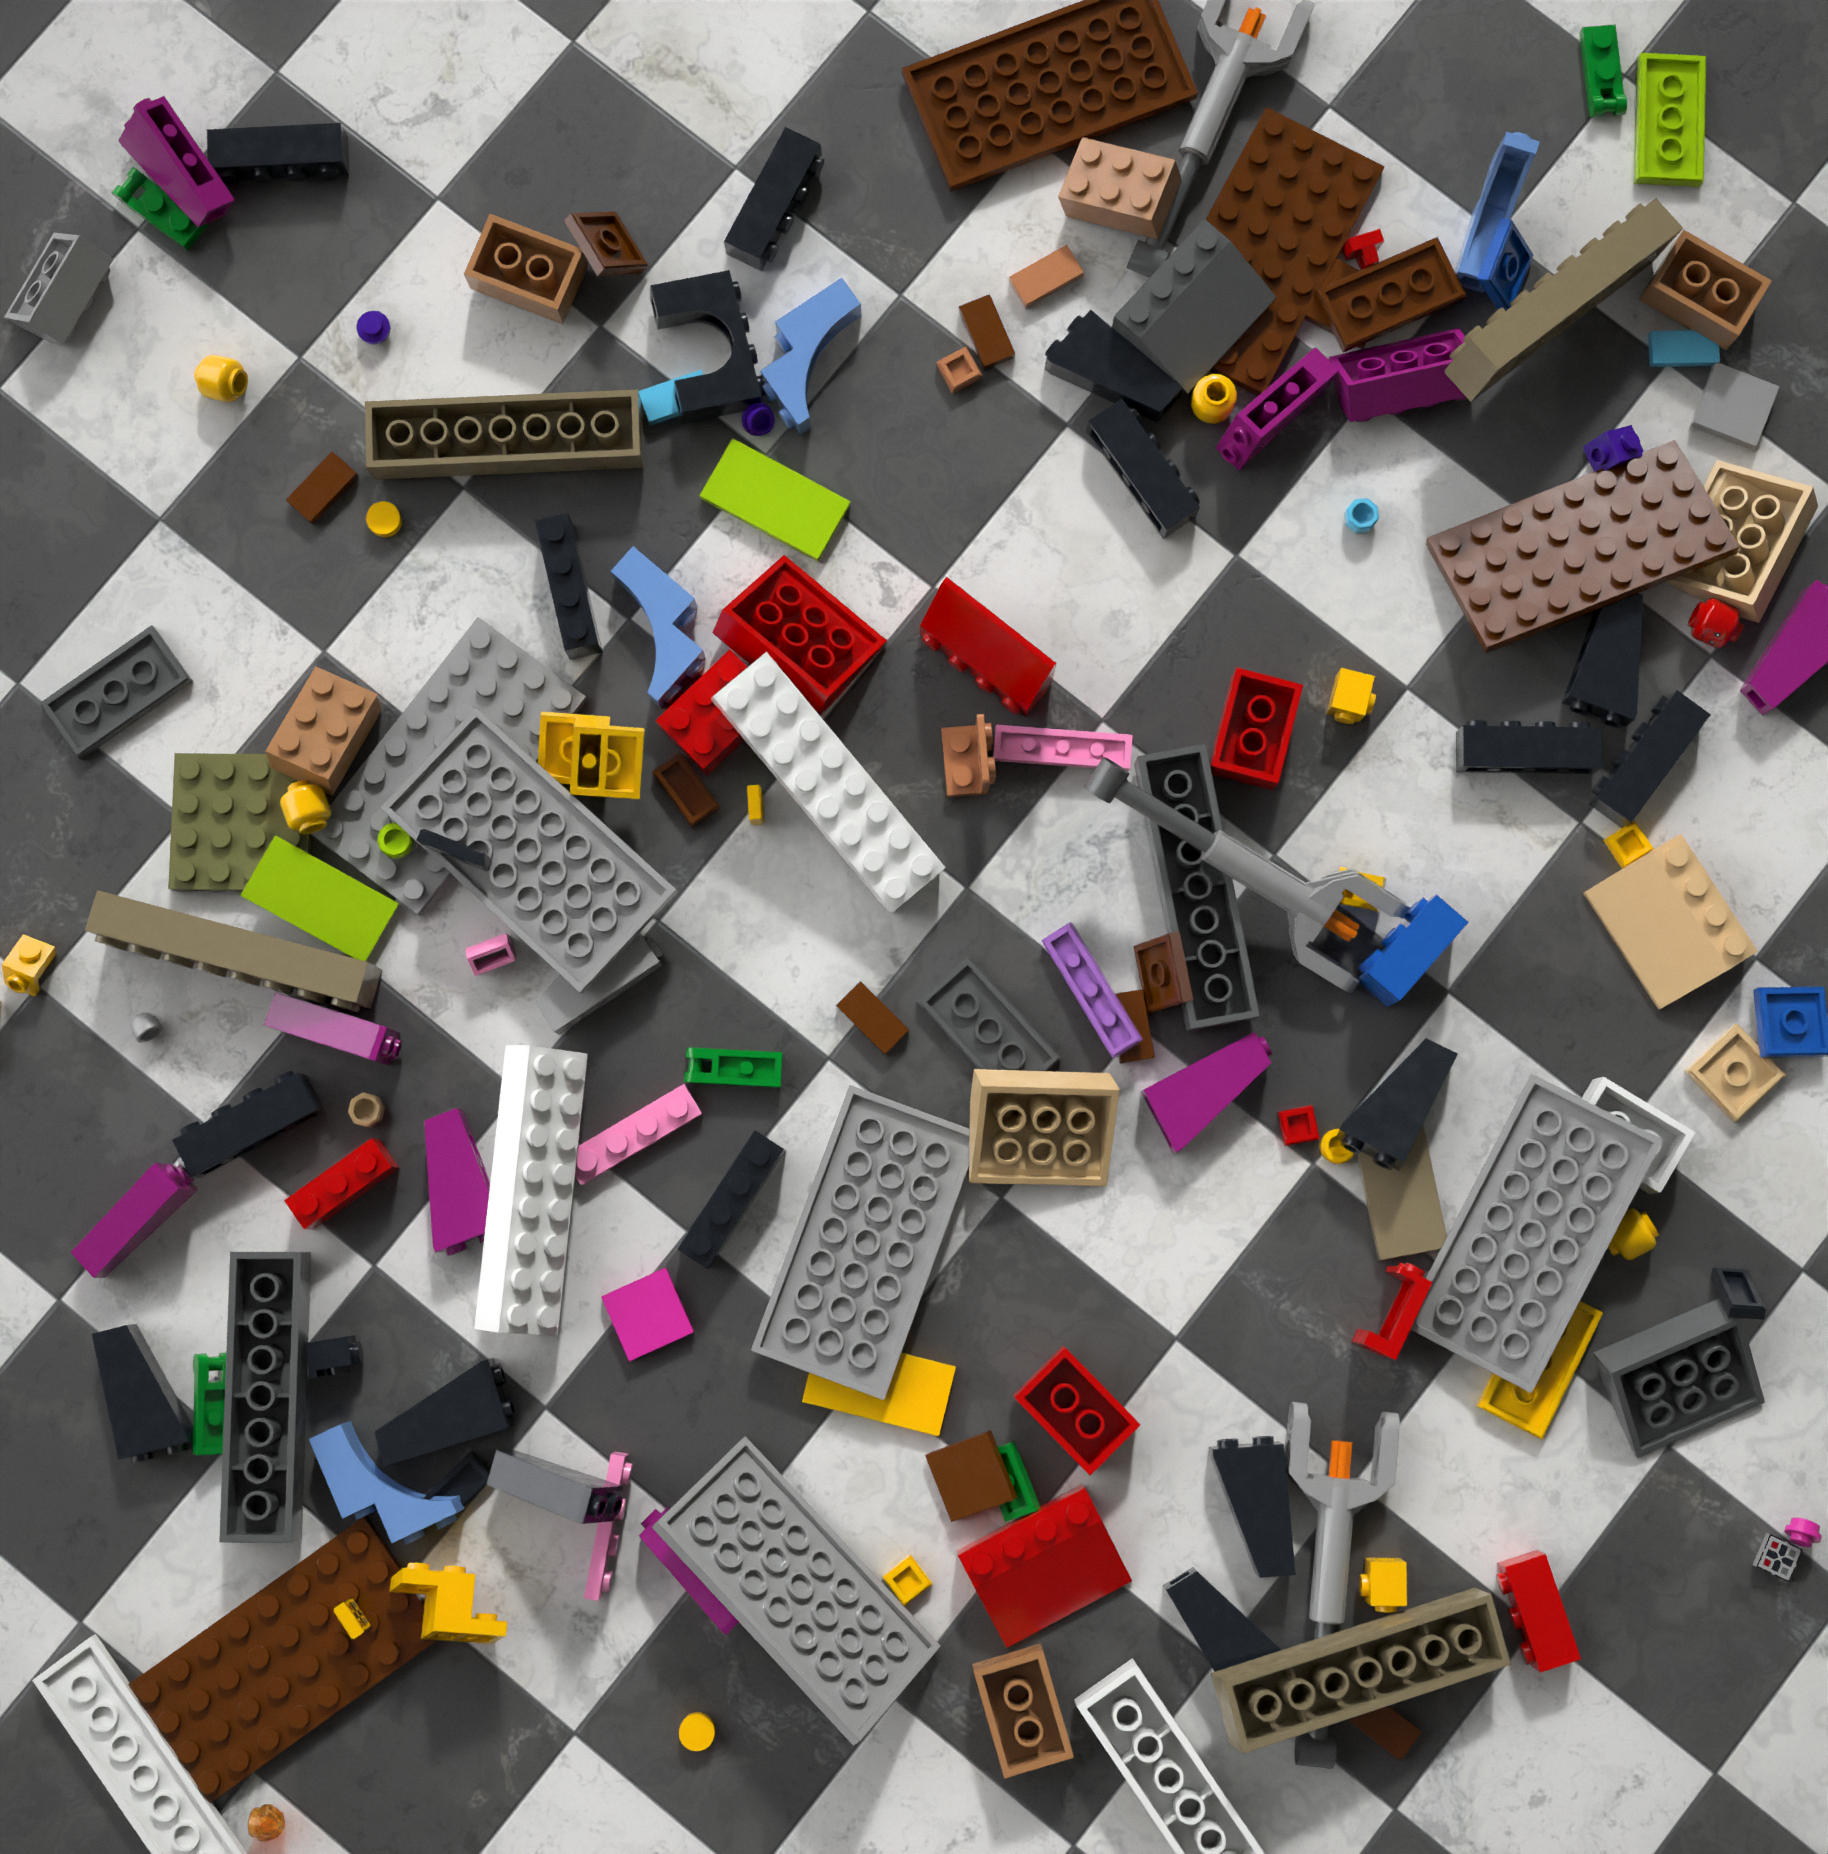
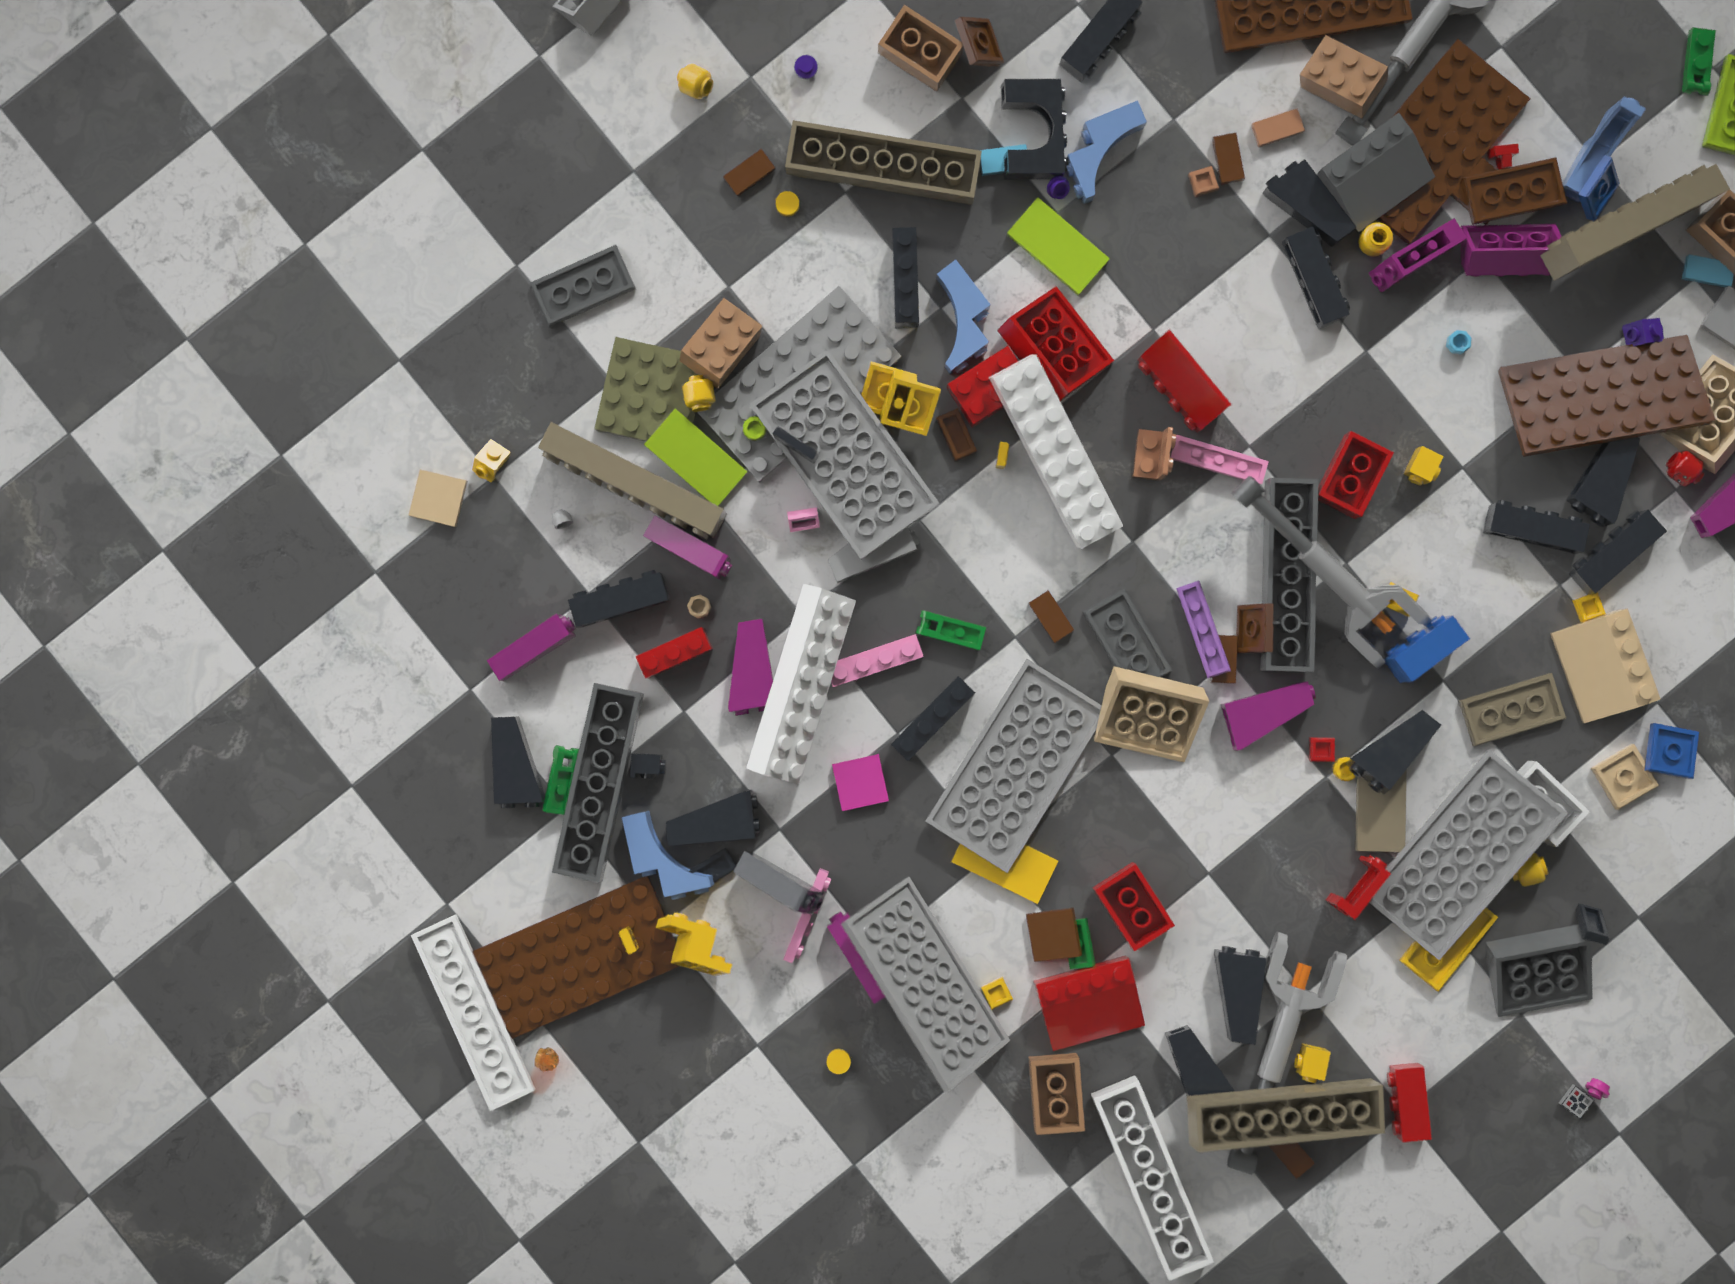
camera: 15 degrees right, 5 degrees up
(1554, 1011) = (1512, 709): none -> dark tan tile

